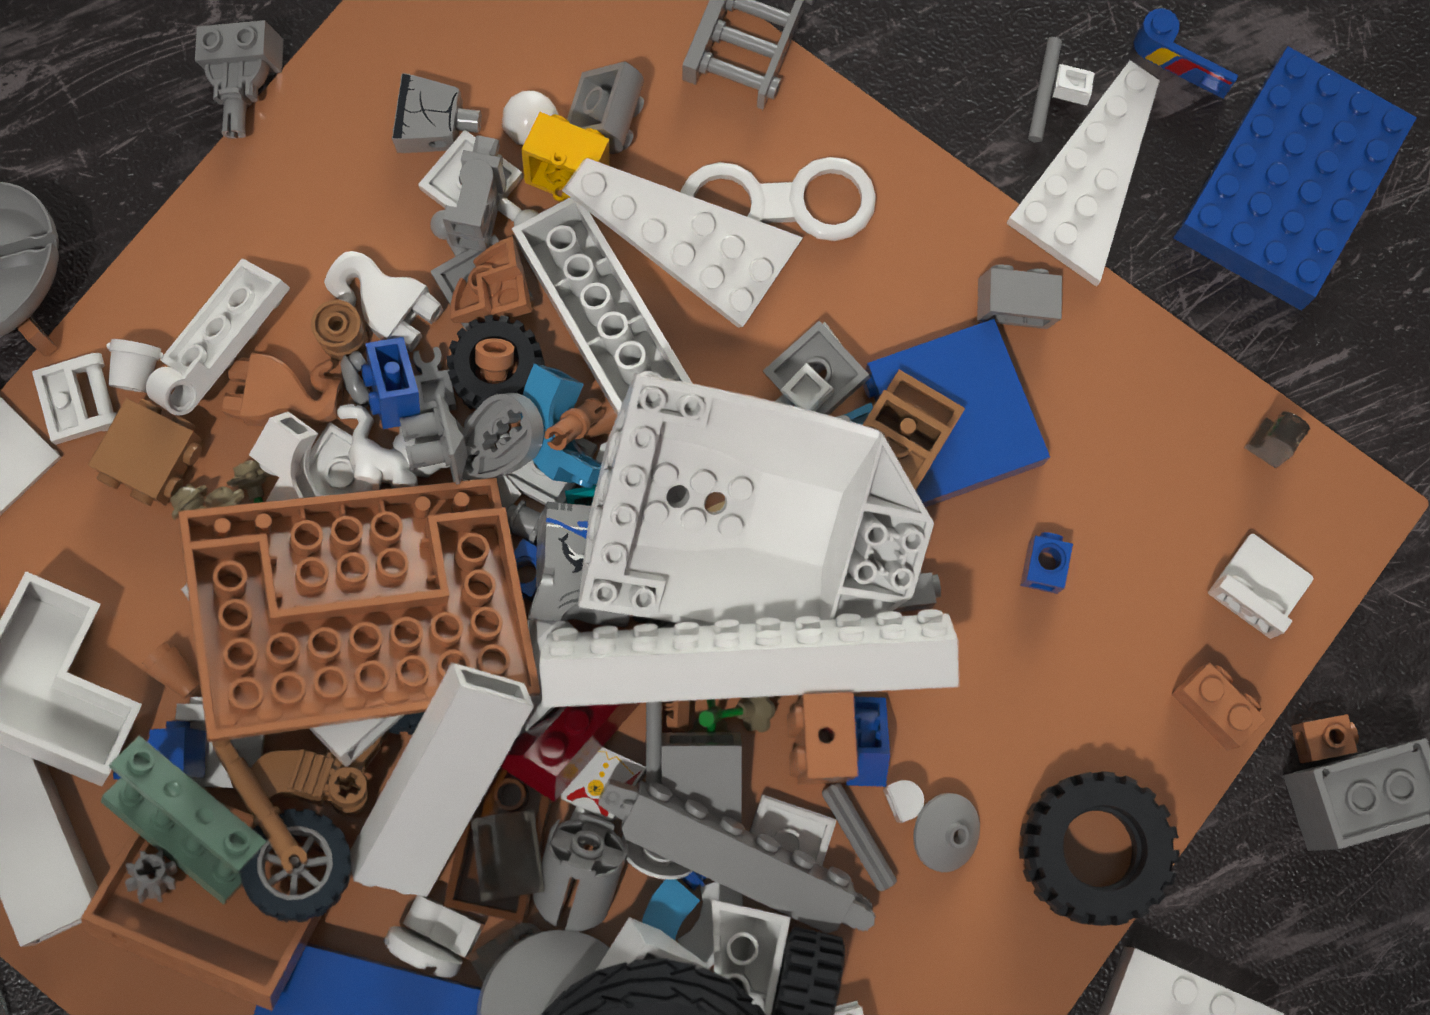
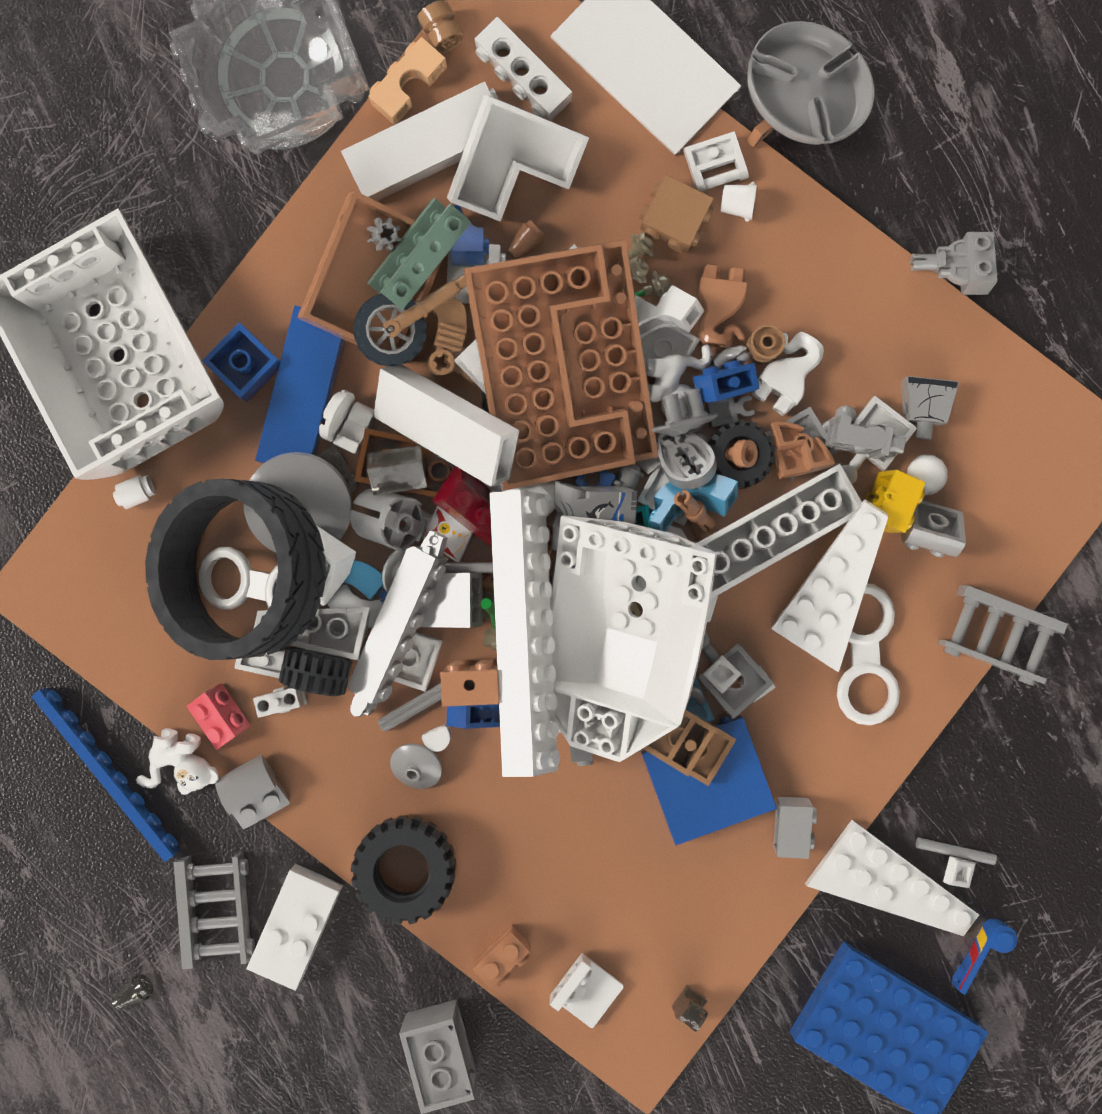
camera: 95 degrees right, 10 degrees up
(215, 337) = (722, 239): white hinge -> none
(1036, 576) = (595, 830): blue brick -> none
(1325, 738) = (480, 1029): nougat brick -> none

